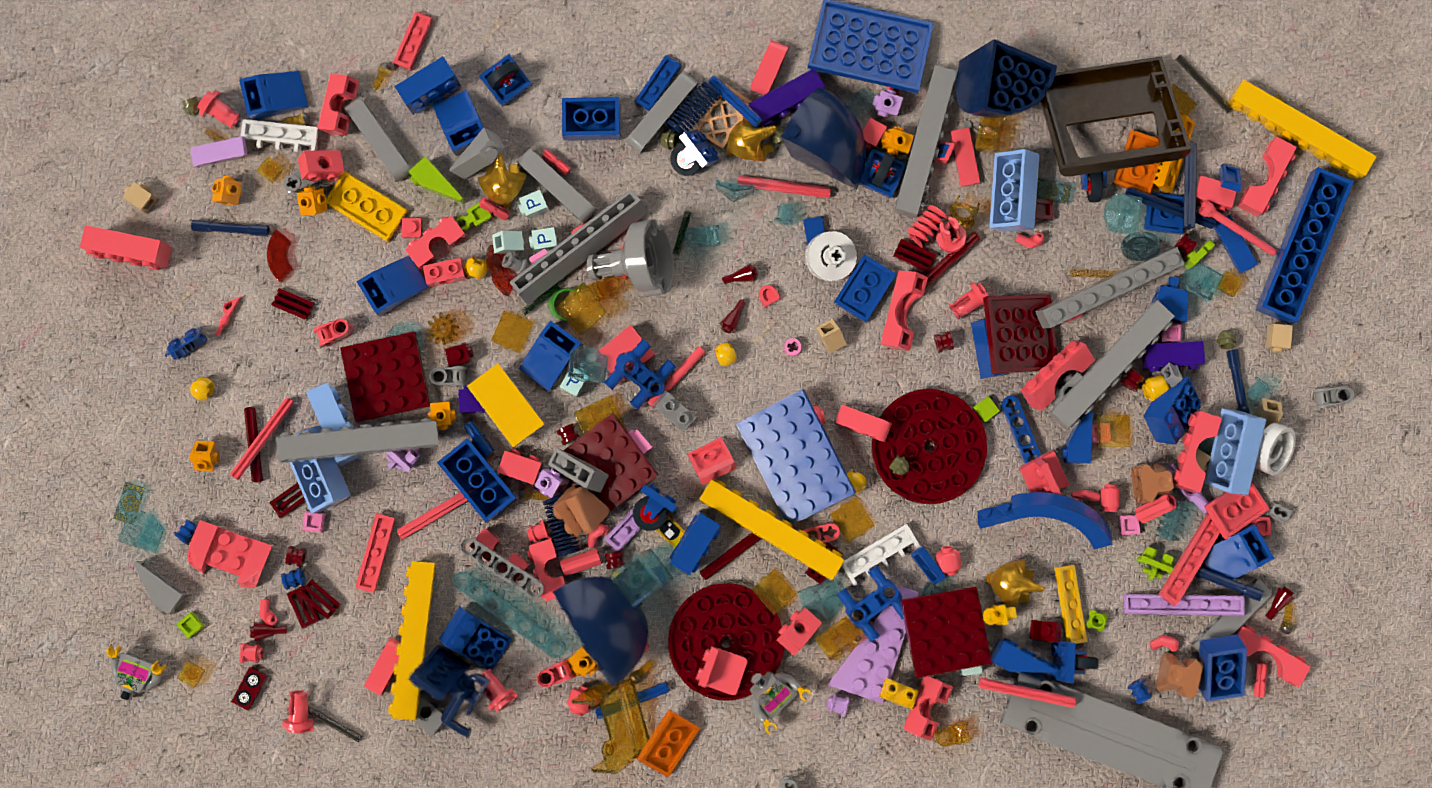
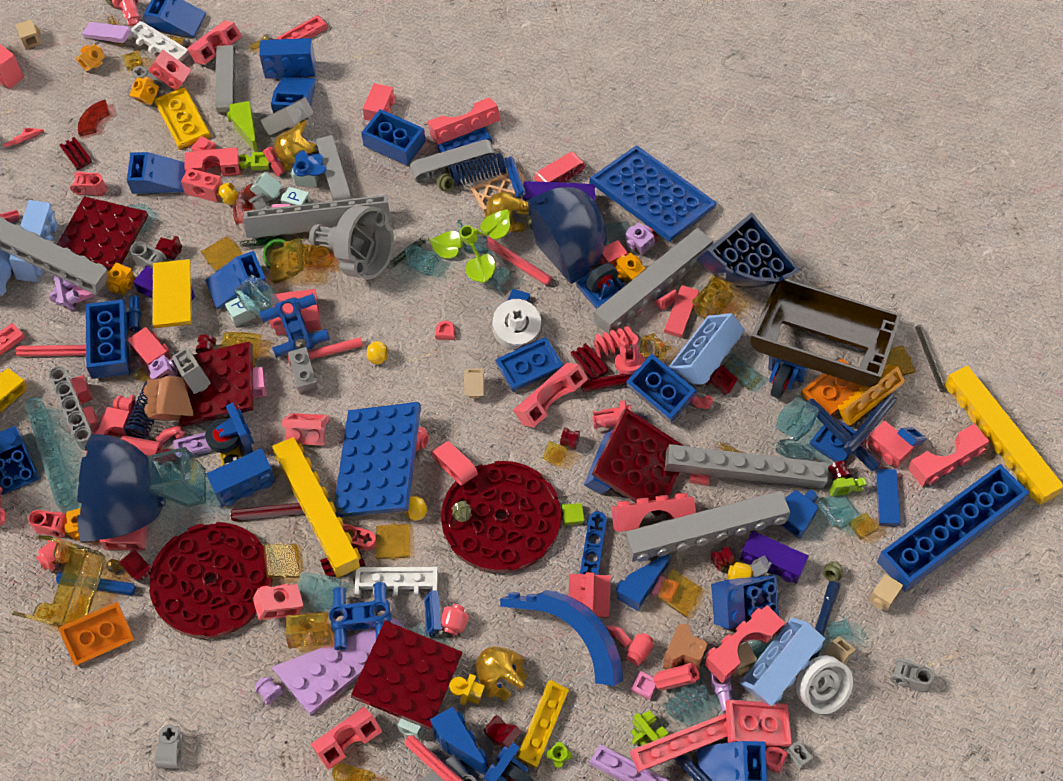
camera: 30 degrees right, 25 degrees down
(208, 226) = (87, 91): dark blue piece -> none
(449, 328) = (170, 222): clear yellow gear -> none
(505, 80) = (348, 83): blue plate -> none
(535, 195) = (308, 165): none -> blue plate
(548, 85) = (381, 98): none -> coral brick
(552, 159) = (346, 157): coral piece -> none
(634, 80) = (448, 128): none -> coral arch
(657, 668) = (135, 565): none -> dark red bracket
(692, 154) = (456, 196): blue plate -> none
(722, 670) = (185, 593): coral bracket -> none
(730, 322) = (399, 332): dark red cone -> none
(745, 274) = (438, 304): dark red cone -> none
(766, 218) = (482, 267): none -> lime plant
(772, 694) = (215, 643): light grey torso -> none
(790, 341) = (440, 374): bright pink bush -> none
(898, 693) = (327, 708): yellow hips -> none
(939, 363) = (554, 453): none -> clear yellow plate
(998, 252) = (661, 388): none -> blue brick
(1172, 334) = (785, 537): bright pink tile -> none
(1208, 210) = (875, 450): coral piece -> none

